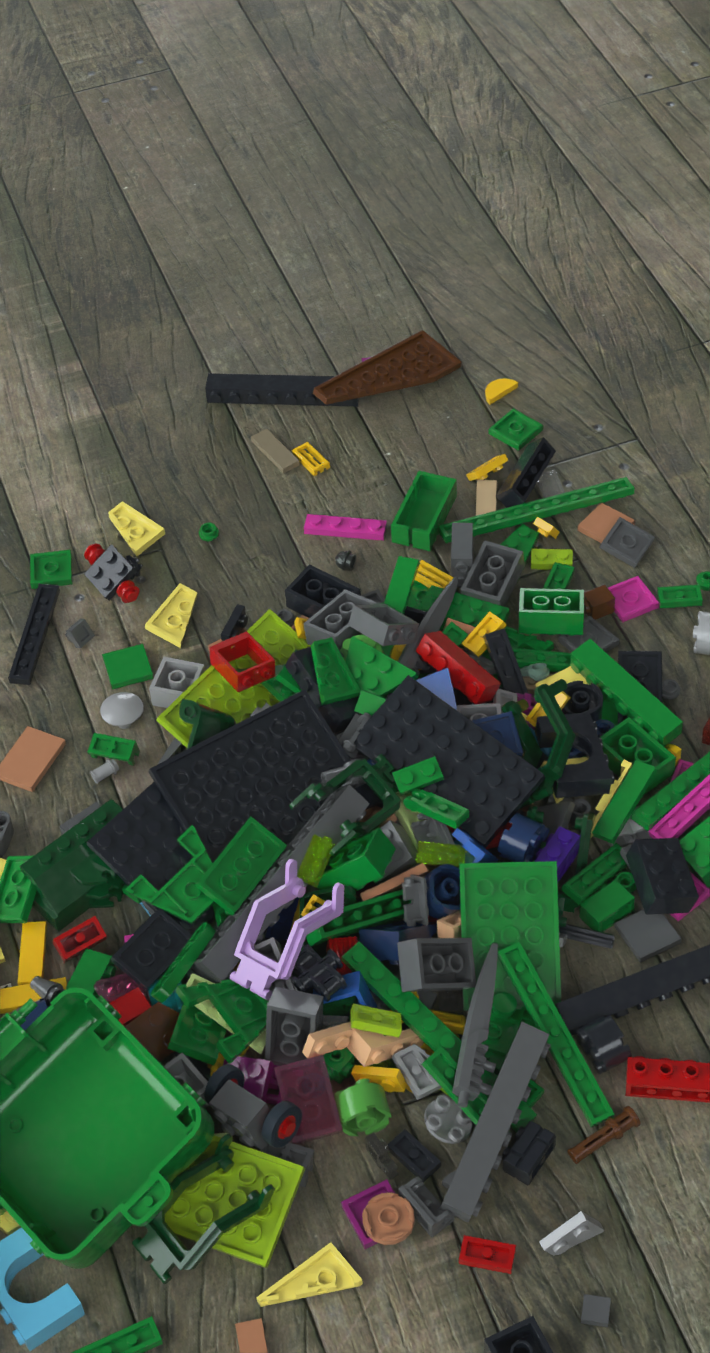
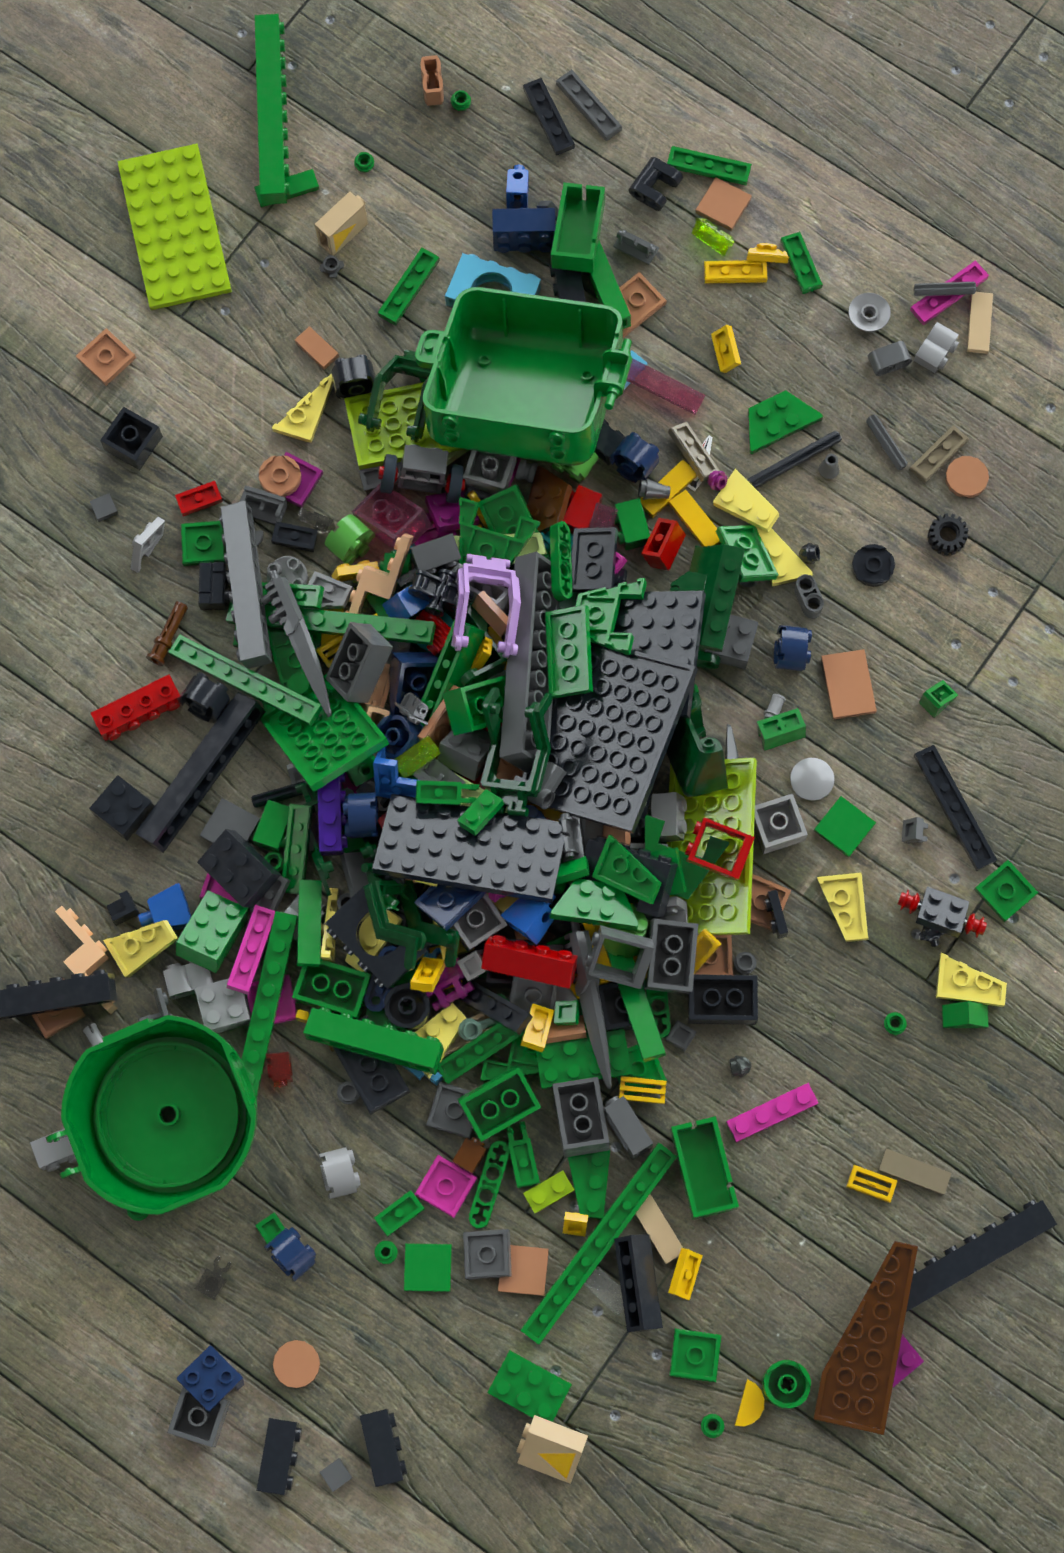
camera: 145 degrees right, 25 degrees up
(50, 796) = (792, 648): none -> dark blue brick
(158, 511) = (965, 1015): none -> green slope
(241, 1273) = (353, 376): none -> black brick
(282, 929) = (491, 613): none -> nougat tile
(315, 860) = (506, 678): clear neon green hinge -> none
(376, 1020) = (375, 592): lime plate -> none
(465, 381) = (798, 1390): none -> green brick
(511, 1209) = (202, 543): none -> green tile
(534, 389) = (720, 1425): none -> green plate
(605, 570) = (486, 1184): none -> green beam
(651, 457) = (529, 1387): none -> green brick
(658, 414) = (551, 1448): none -> tan brick
(679, 558) = (428, 1267): none -> green tile

